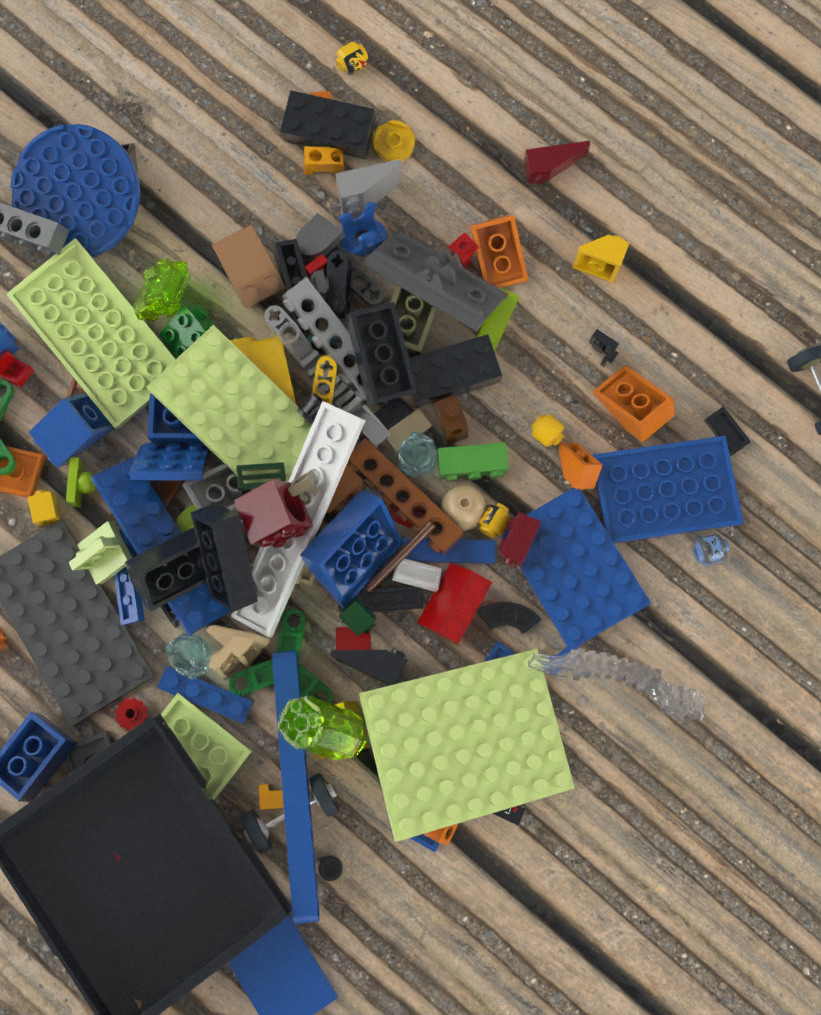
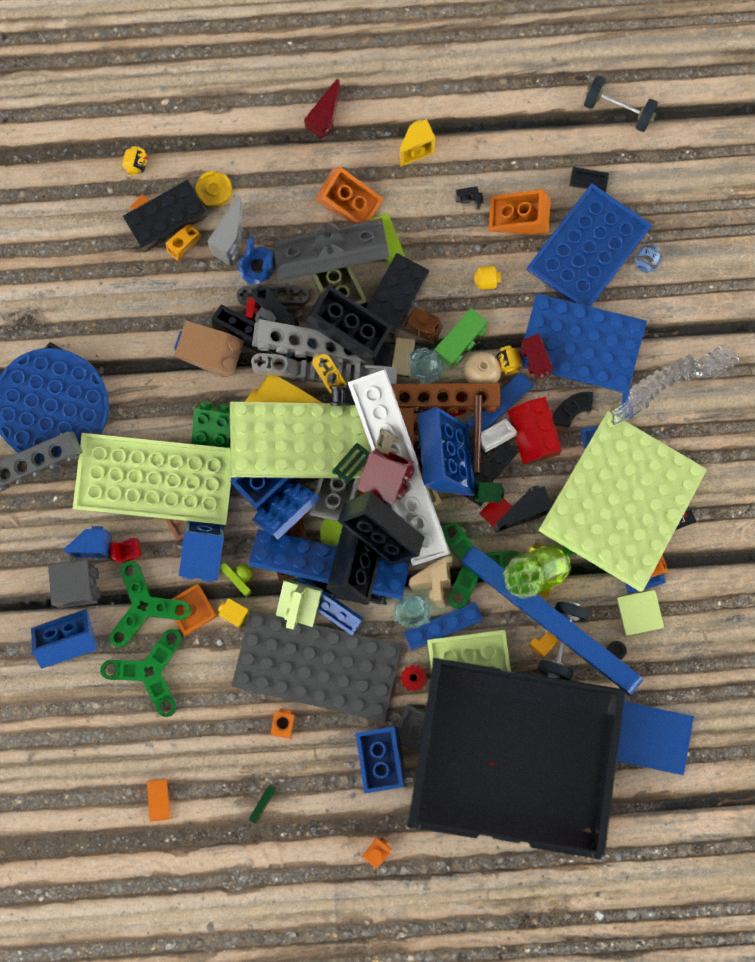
camera: 40 degrees left, 0 degrees up
(162, 290) = (171, 412): clear neon green brick -> none
(318, 237) = (230, 290): dark grey tile -> none
(383, 857) = (640, 613): none -> yellowish green tile
(465, 248) = (327, 214): red bracket -> none
(579, 466) = (526, 281): orange slope -> none

